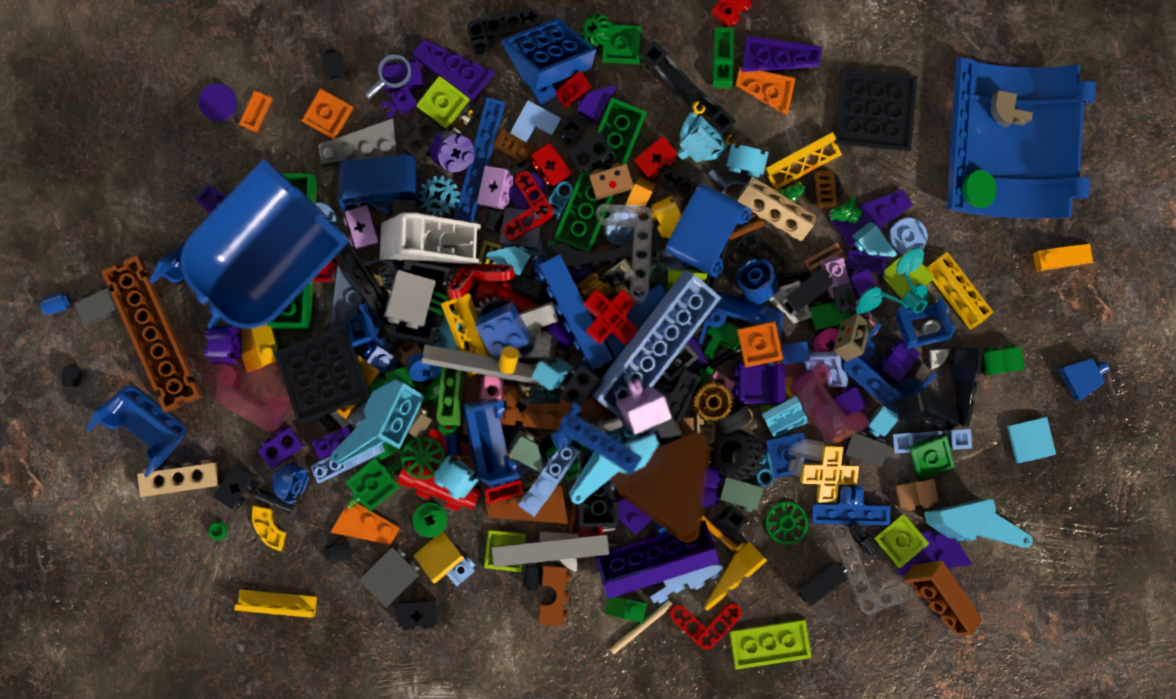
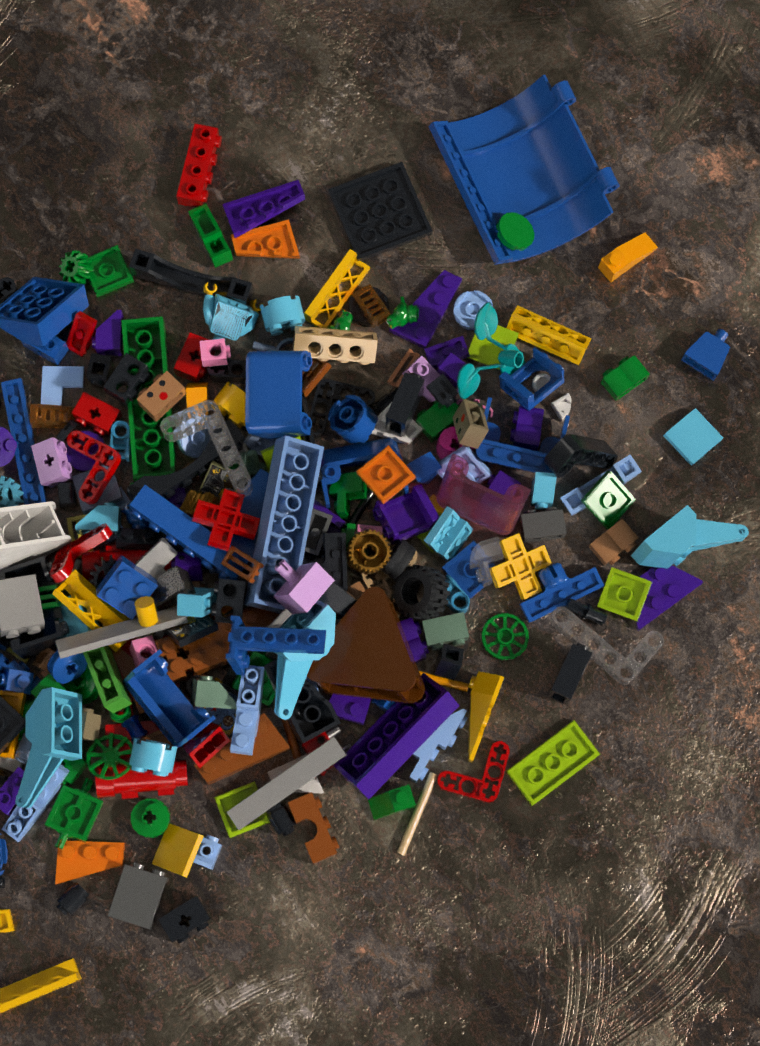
camera: 25 degrees left, 10 degrees down
(611, 374) = (253, 571): none -> dark orange tile
(669, 158) = (208, 346): none -> bright pink brick
(872, 241) = (442, 328): medium azure slope -> none
(944, 596) = (694, 623): dark orange wedge -> none
(964, 368) = (593, 403): black wedge -> none
(1004, 110) = (499, 151): dark tan brick -> none

